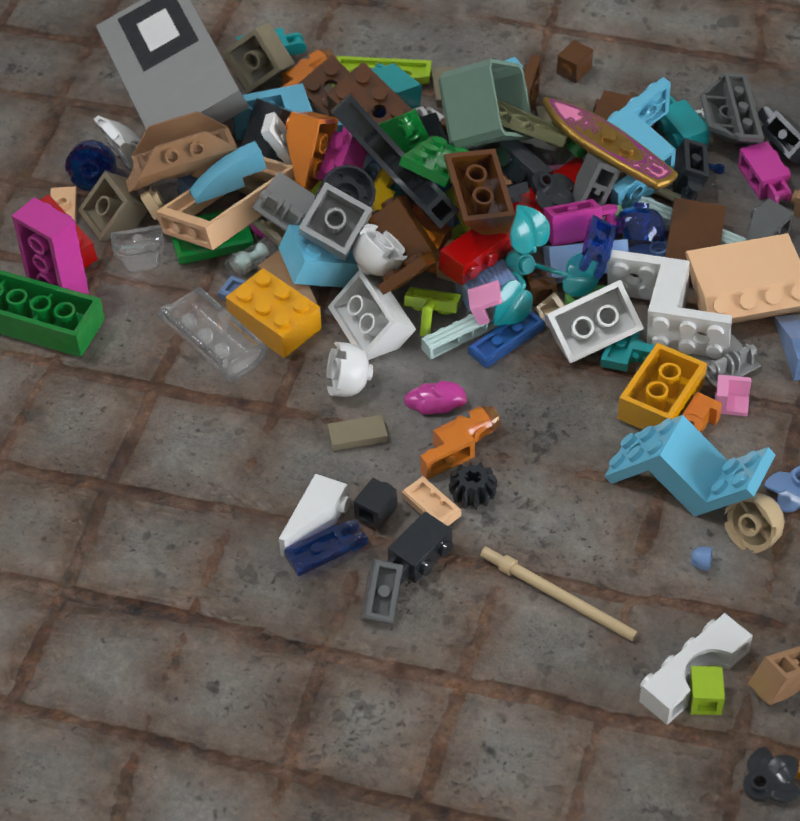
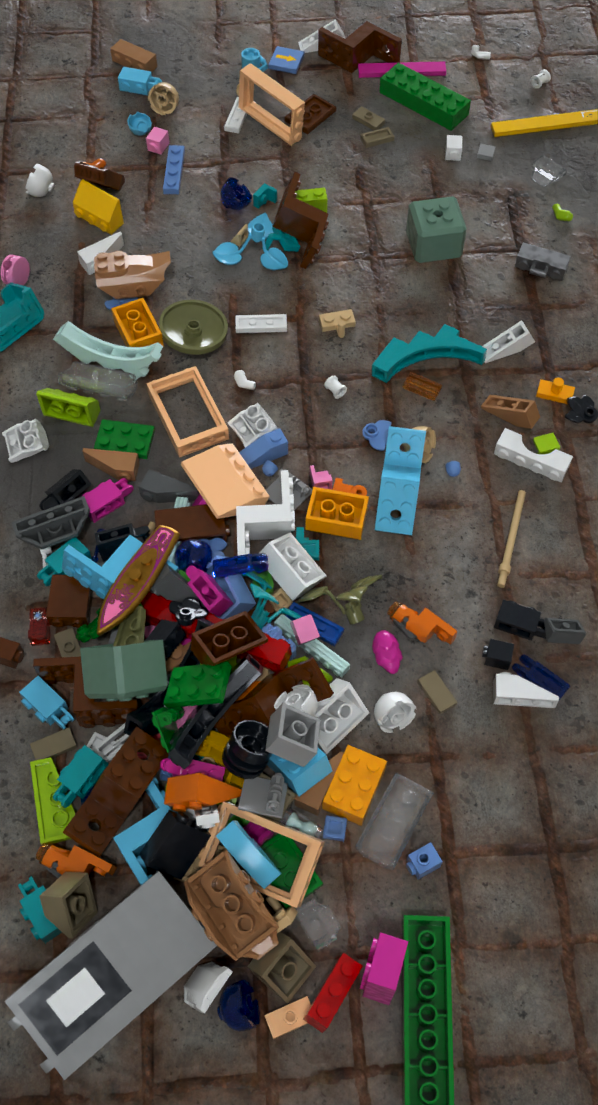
camera: 110 degrees left, 10 degrees up
(154, 351) = (423, 861): none -> medium blue brick
(426, 497) = (478, 625): light nougat plate -> none
(472, 485) = (447, 604): black gear -> none
(506, 370) = (352, 608): none -> olive plant
(592, 89) = (39, 627): none -> clear red leg
(769, 347) = (269, 468): none -> medium blue hinge

